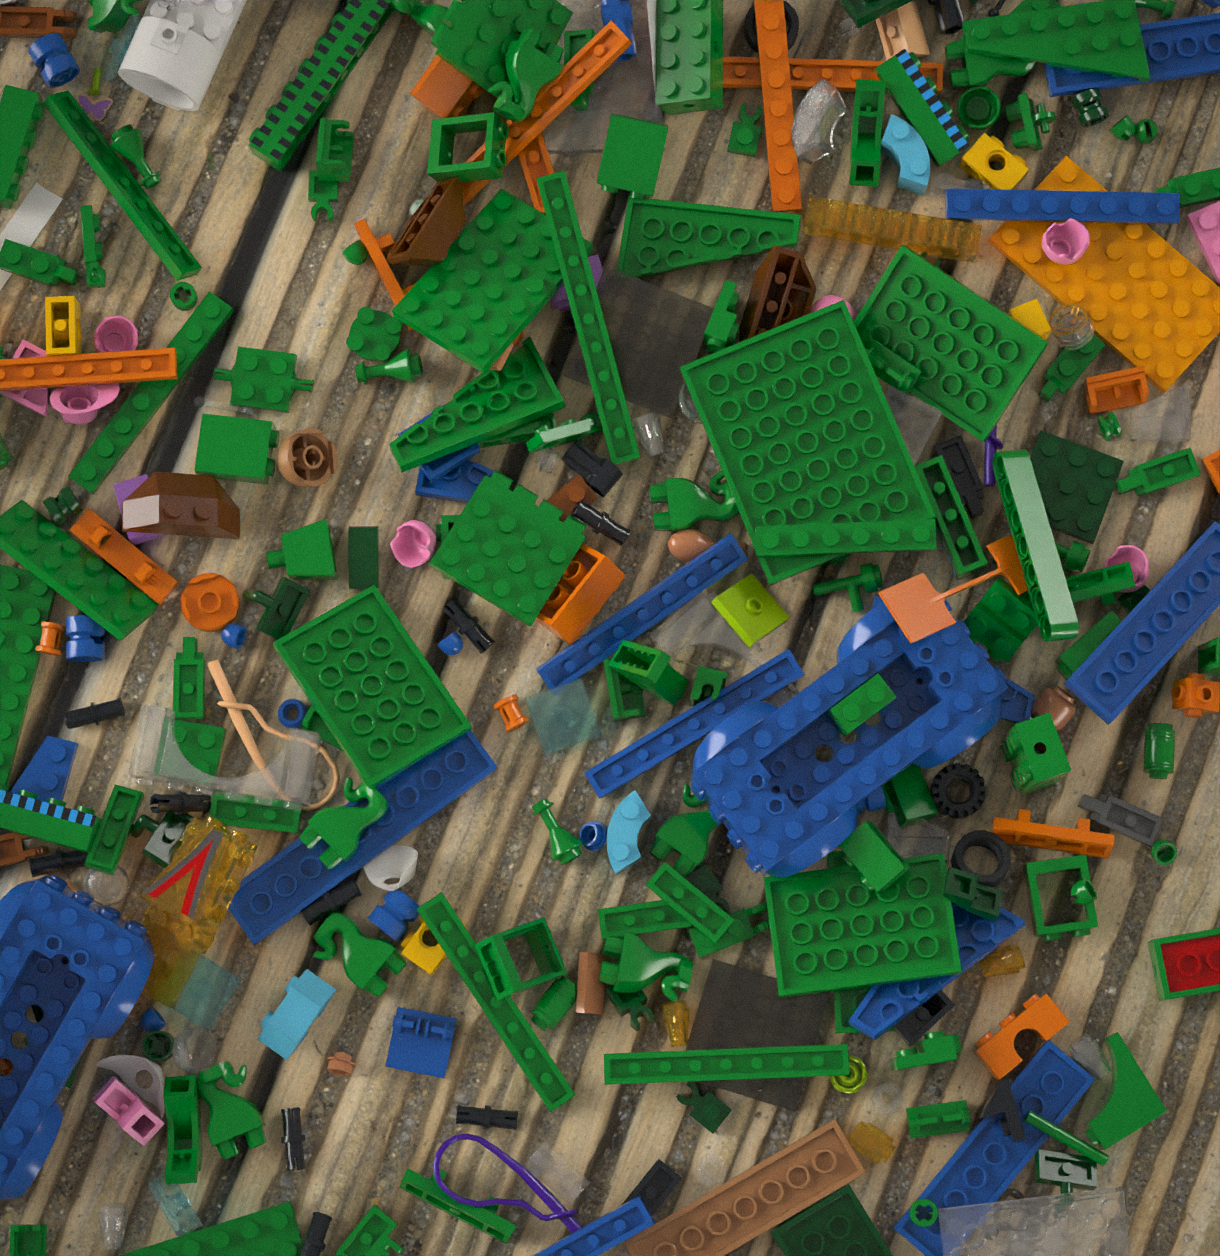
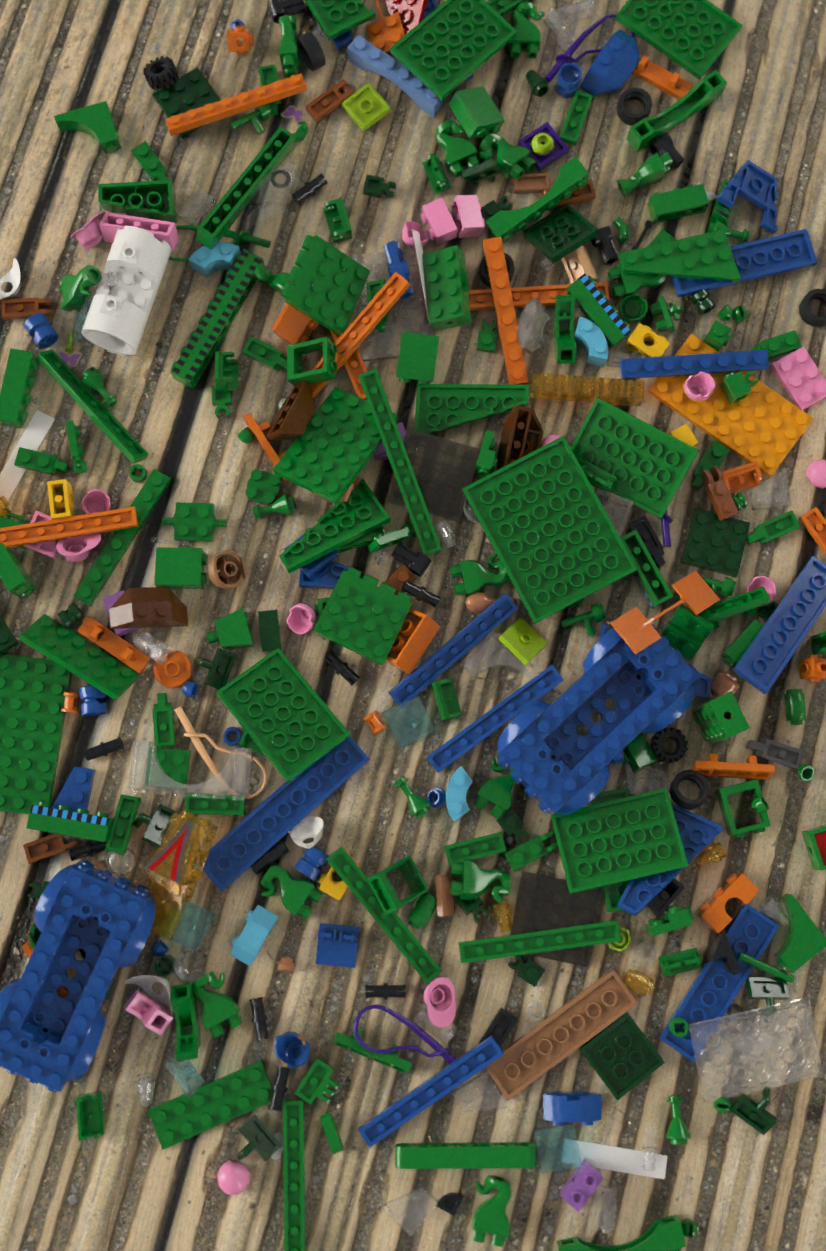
camera: 10 degrees left, 0 degrees up
(173, 557) = (158, 648): none -> clear hinge
(180, 803) = (164, 803): black pin -> none
(338, 1188) = (292, 1049): none -> blue hair
(344, 825) = (273, 807): green hips -> none
(397, 128) = (265, 354): none -> green hinge
(451, 644) = (331, 681): blue hinge -> none
(527, 72) = (345, 309): green hips -> none
(568, 1139) = (440, 1002): none -> bright pink piece
(649, 671) = (462, 686): green arch -> none
(690, 902) = (504, 836): green plate -> none
(707, 682) = (500, 691): green hinge -> none
(845, 538) = (581, 588): green plate -> none
(861, 705) = (604, 697): green brick -> none
(873, 857) = (622, 796): green brick -> none
(972, 896) = (687, 814): dark green slope -> none
(1035, 545) = (703, 582): beam -> none
(1071, 326) = (708, 440): clear wheel -> none
(1079, 412) = (719, 493): none -> dark orange hinge
(1105, 164) = (718, 336): none -> green brick
(1125, 247) = (737, 386): none -> green brick

